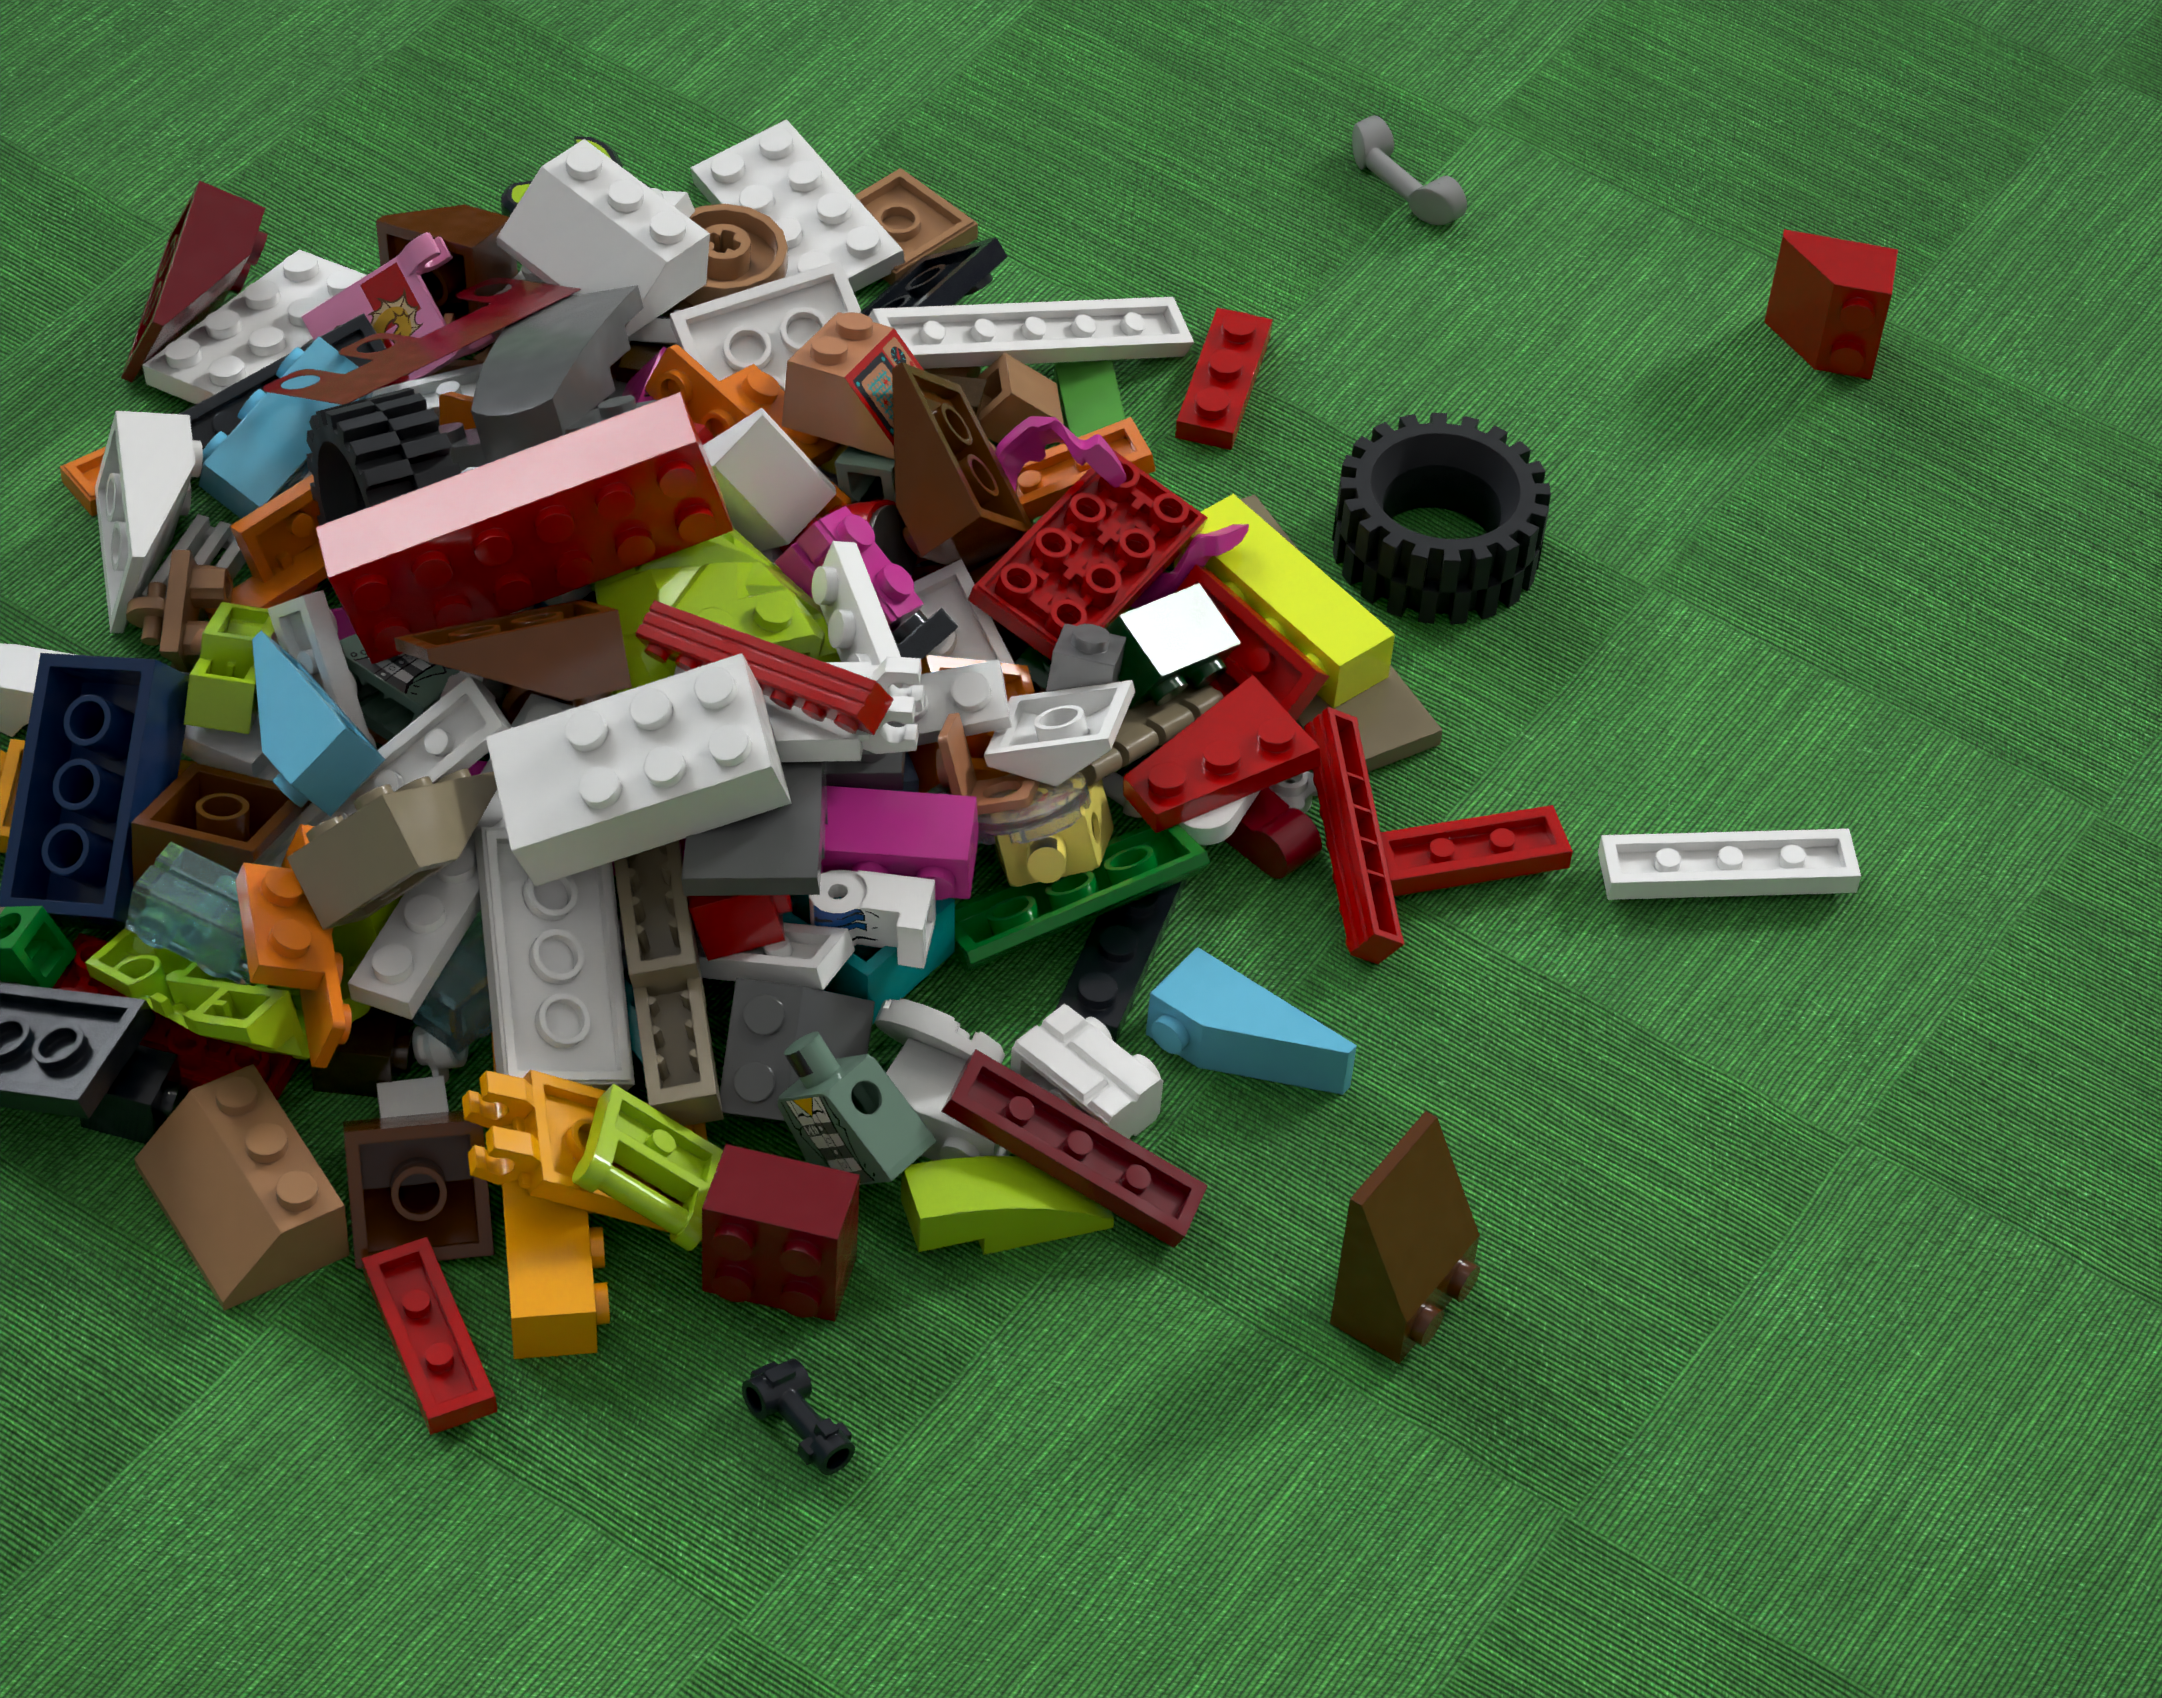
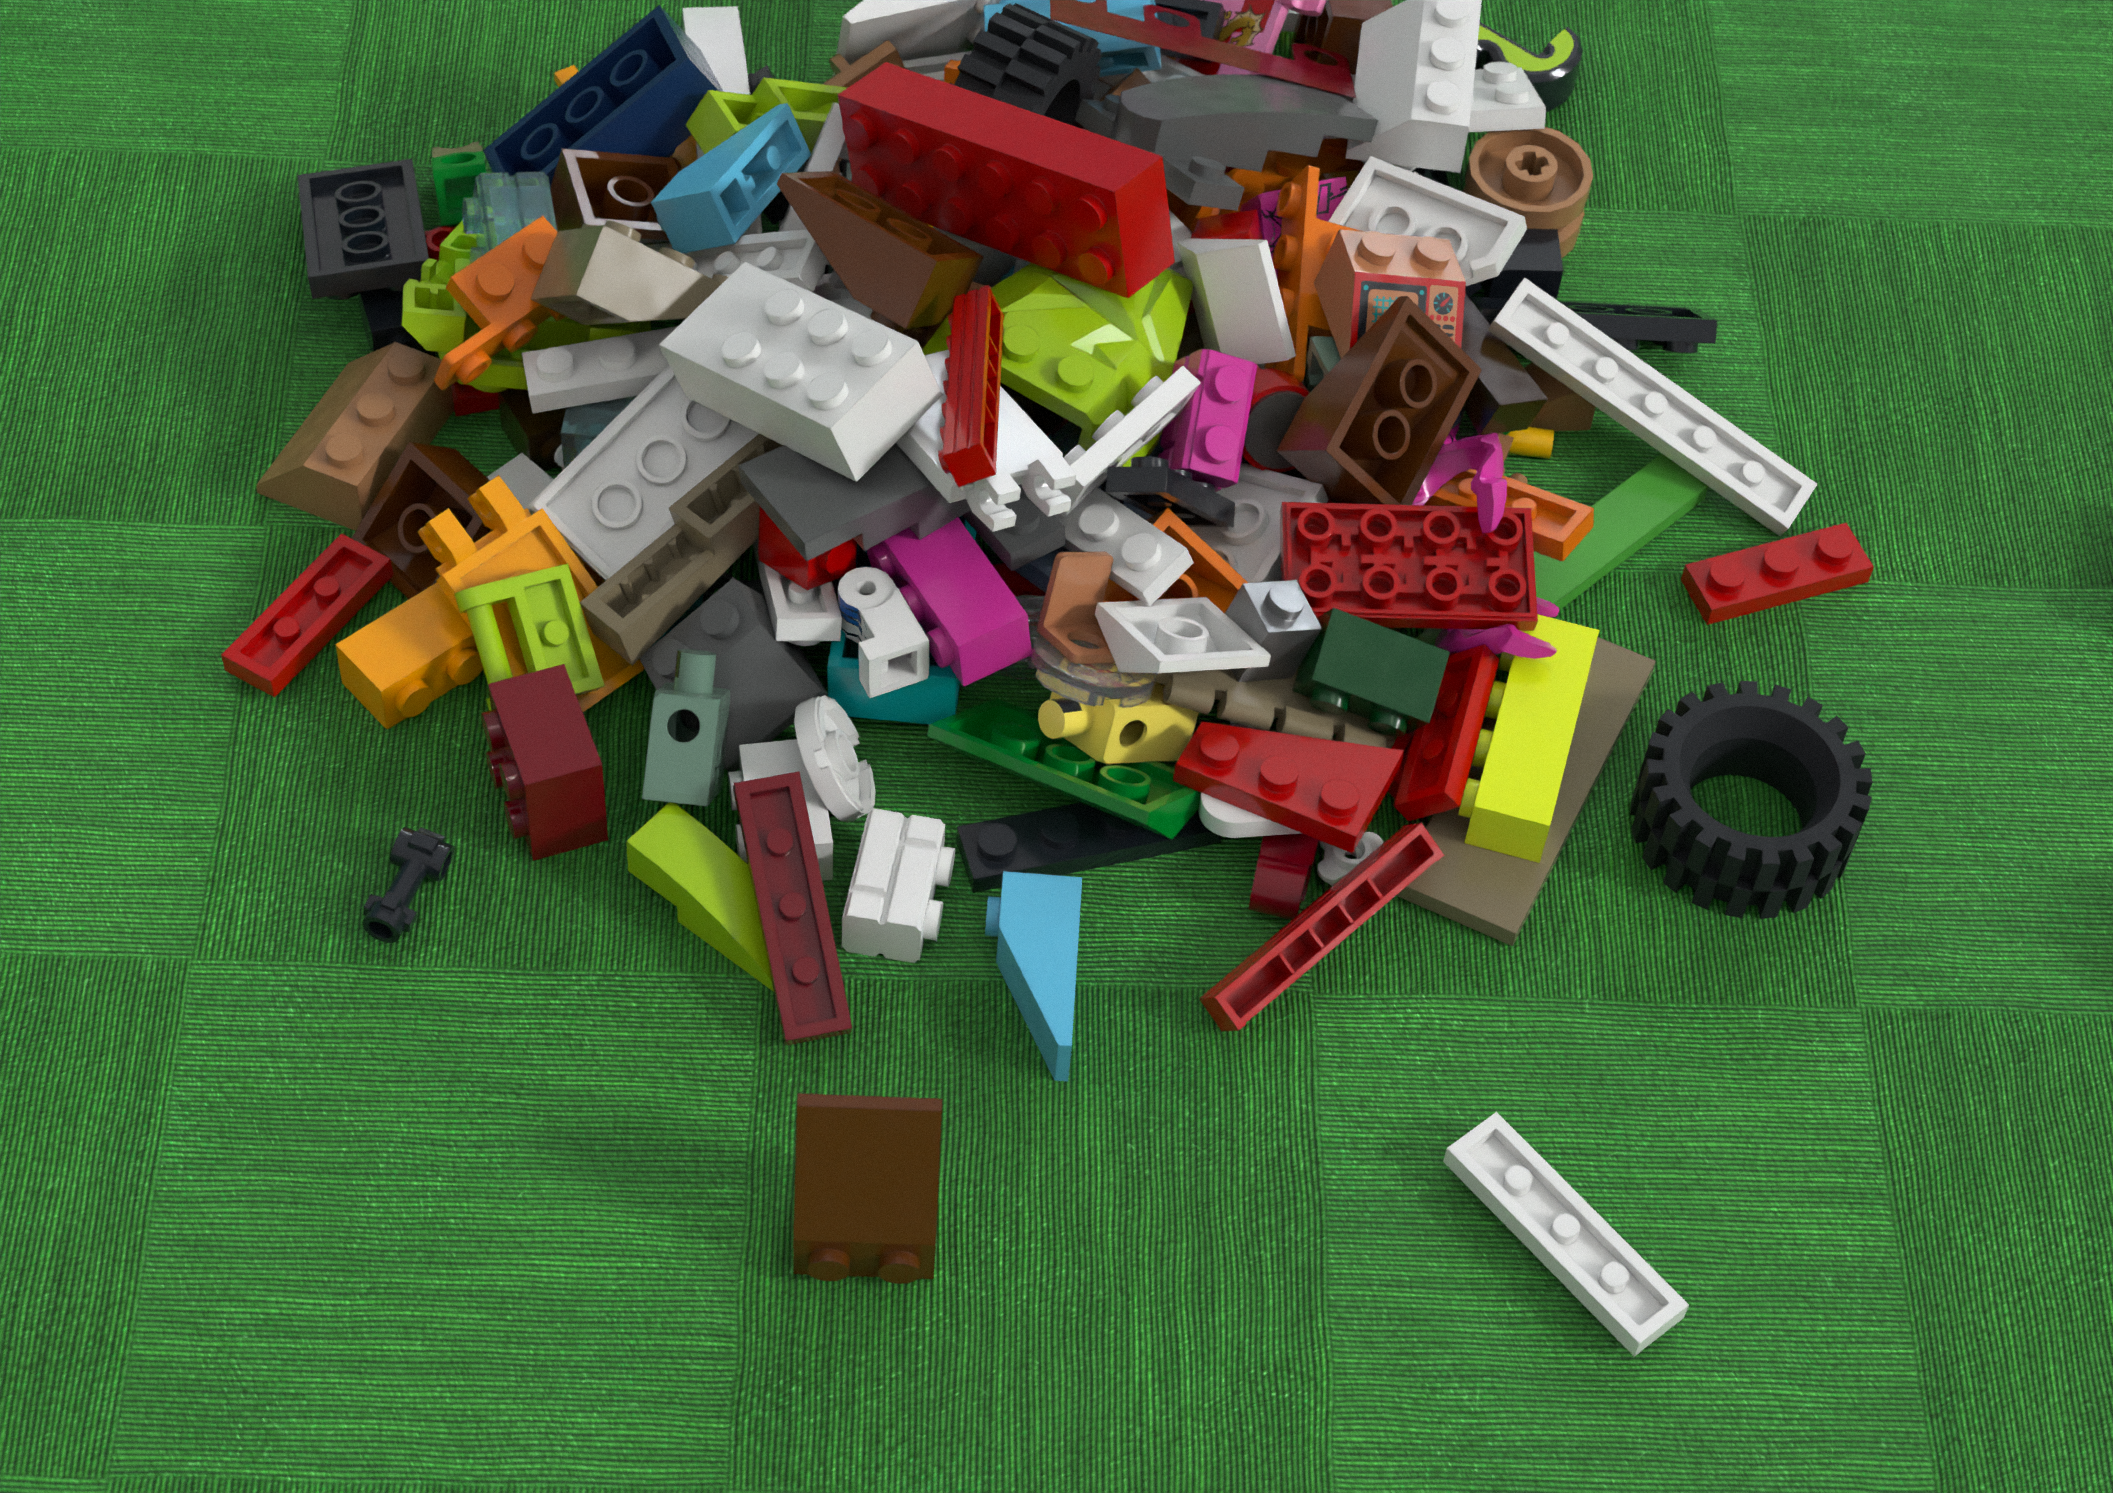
camera: 55 degrees right, 5 degrees up
(806, 199) = (1651, 209): white plate -> none
(916, 219) = (1719, 274): medium nougat tile -> none
(1013, 395) = (1575, 447): medium nougat brick -> none
(1475, 850) = (1396, 1027): red plate -> none

